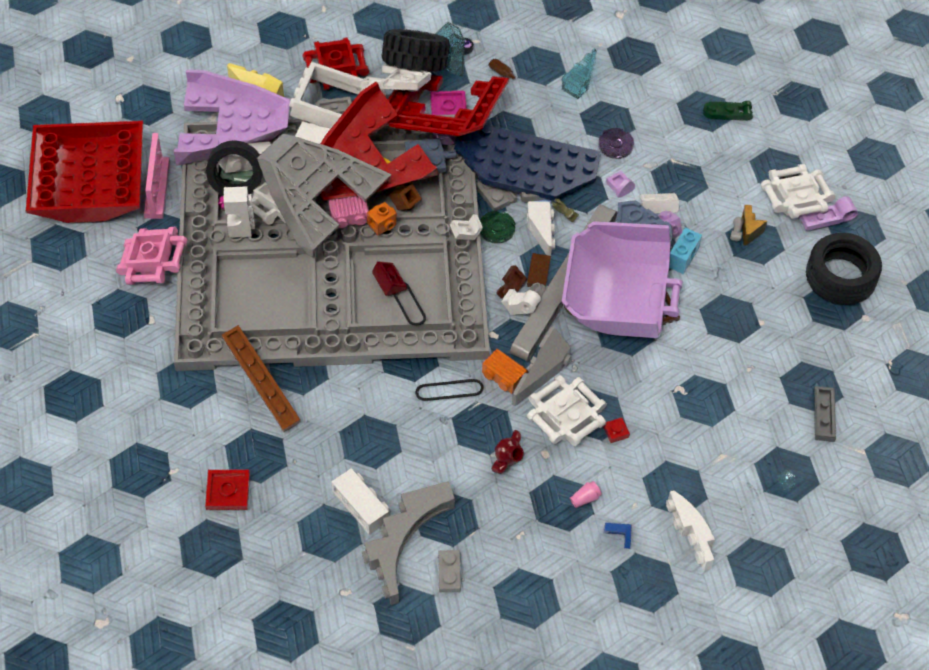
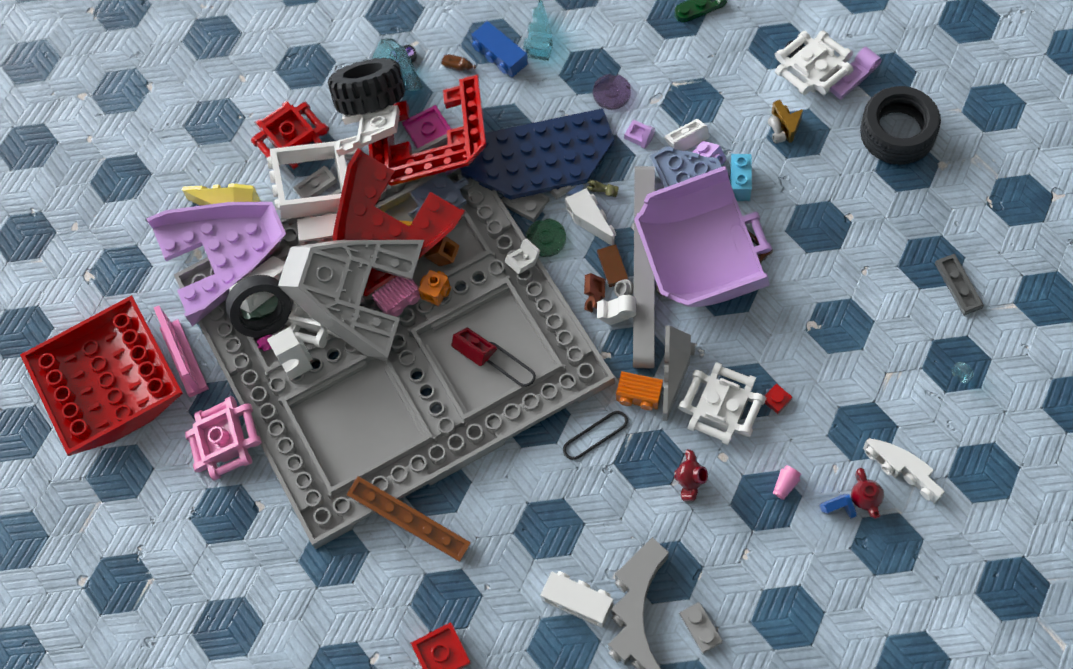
camera: 15 degrees left, 10 degrees up
(541, 72) = (499, 49): none -> blue brick
(648, 533) = (867, 494): none -> dark red piece

